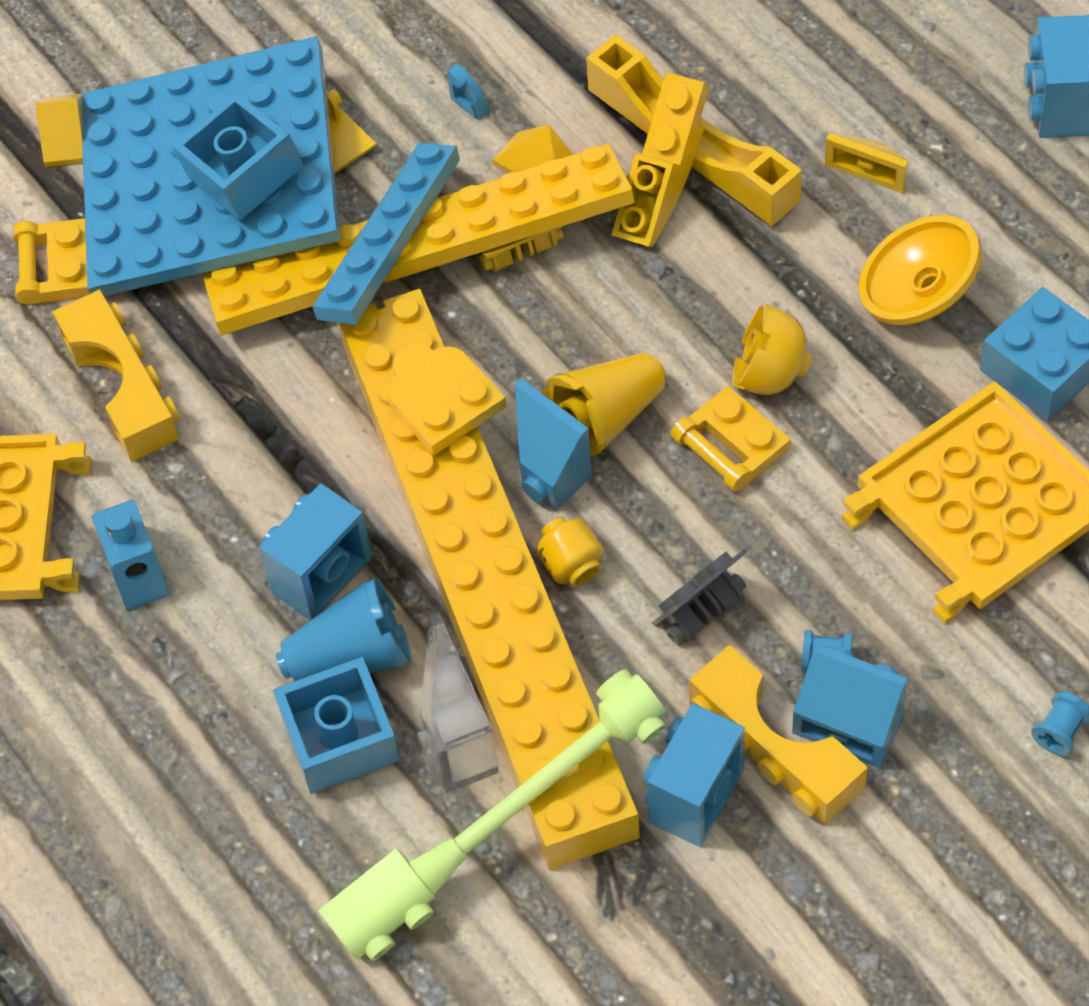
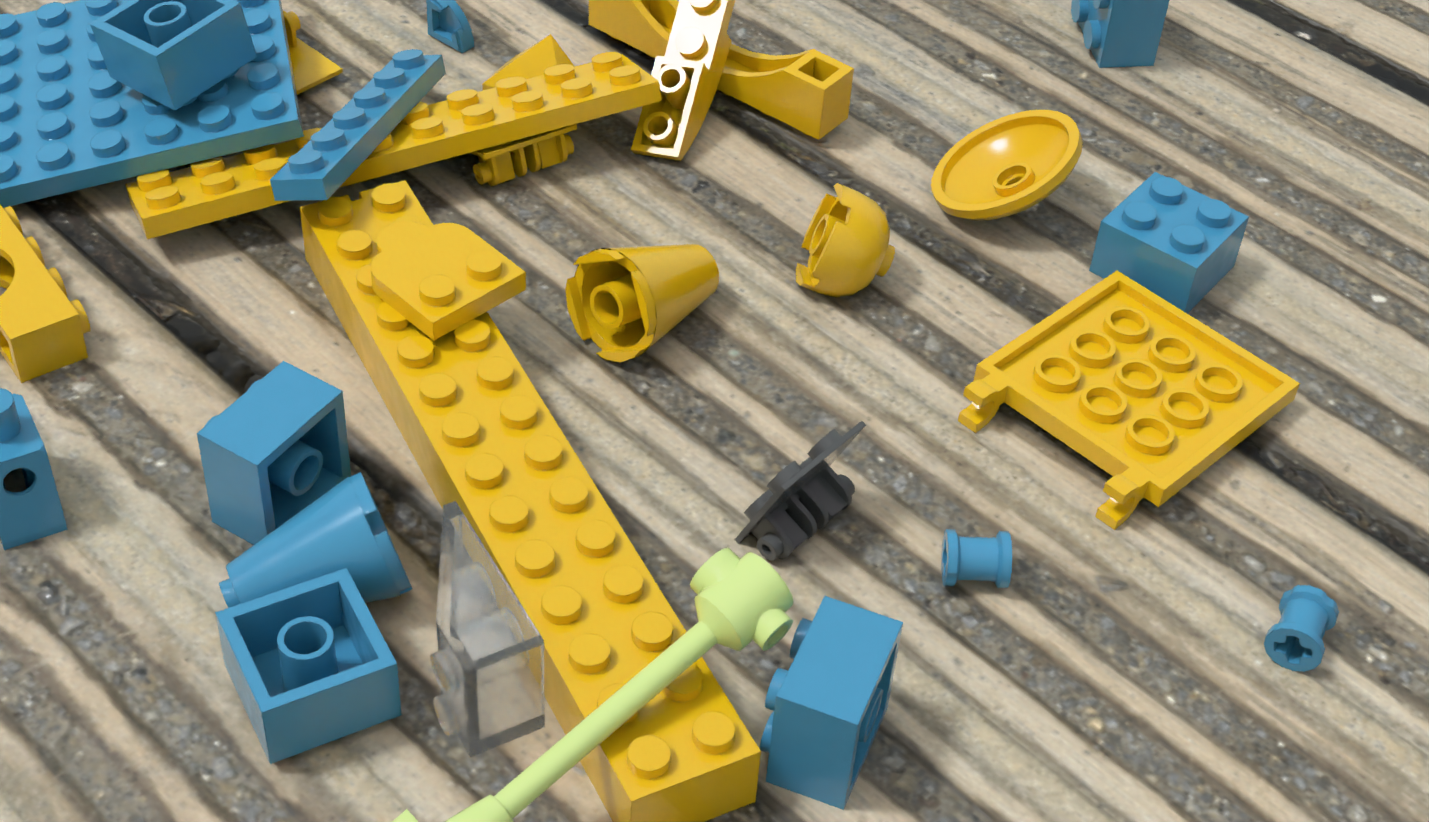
camera: 15 degrees left, 15 degrees down
(551, 448) = (584, 336): dark azure slope -> none
(570, 551) = (621, 455): yellow head -> none
(740, 430) = (808, 337): yellow plate -> none
(817, 774) = (992, 700): yellow arch -> none
(851, 702) = (1026, 608): dark azure slope -> none
(867, 160) = (918, 79): yellow slope -> none

